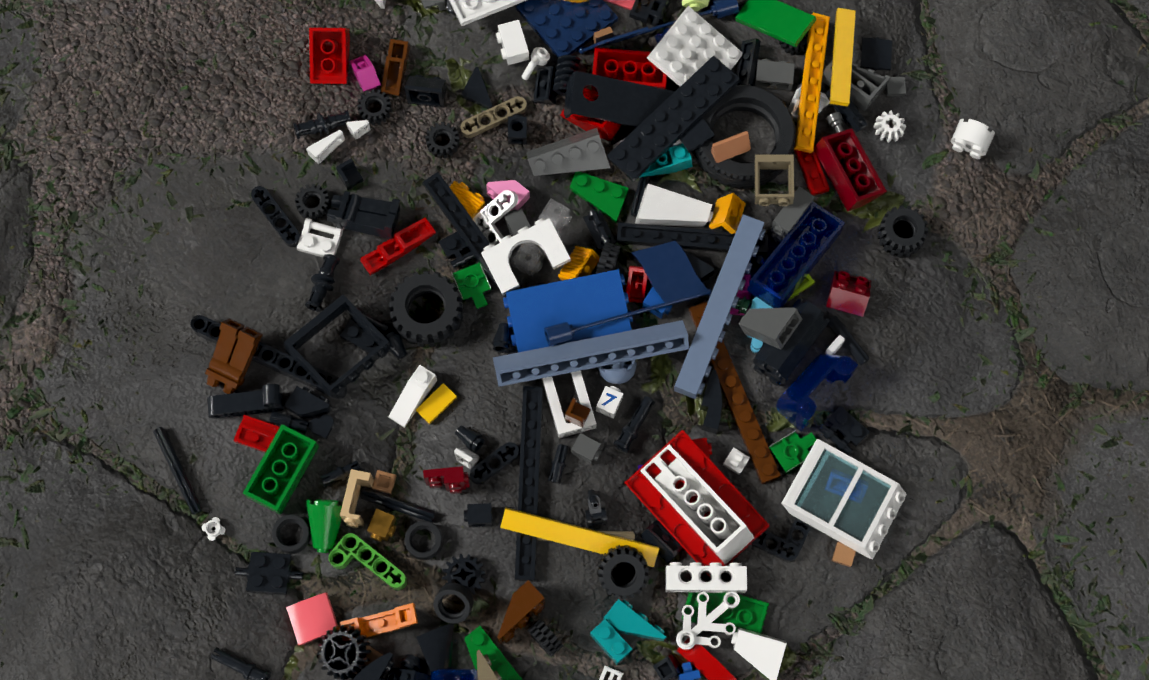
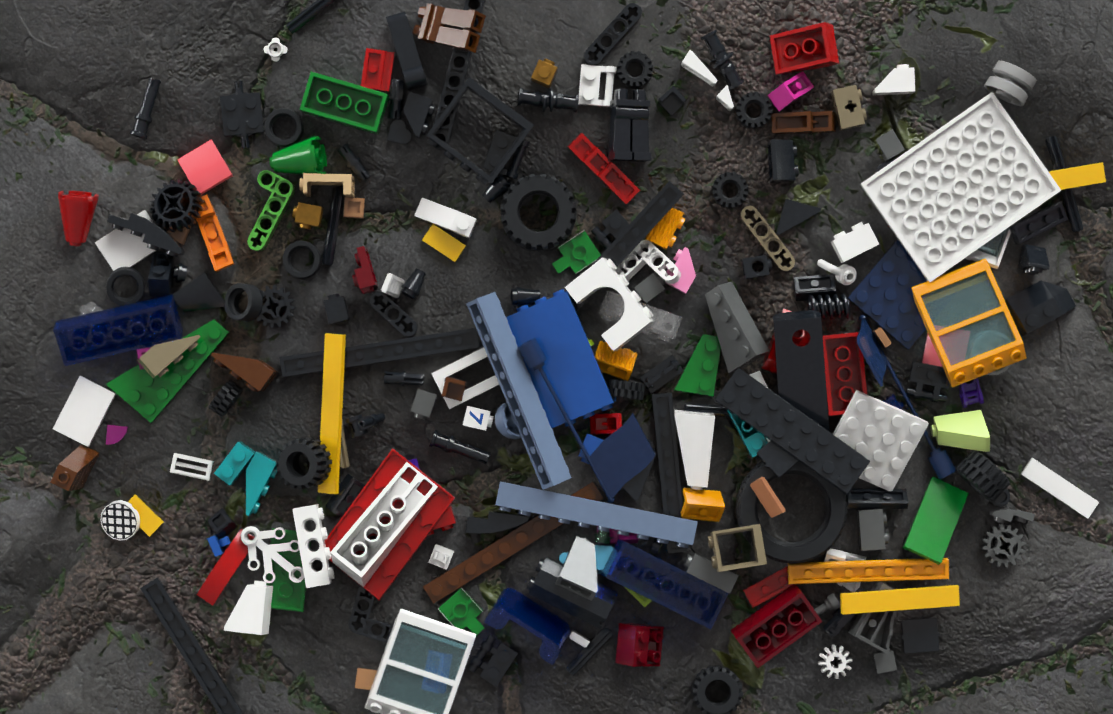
camera: 80 degrees right, 15 degrees up
(297, 281) = (544, 72): none -> pearl gold brick
(383, 32) = (840, 99): none -> dark tan brick

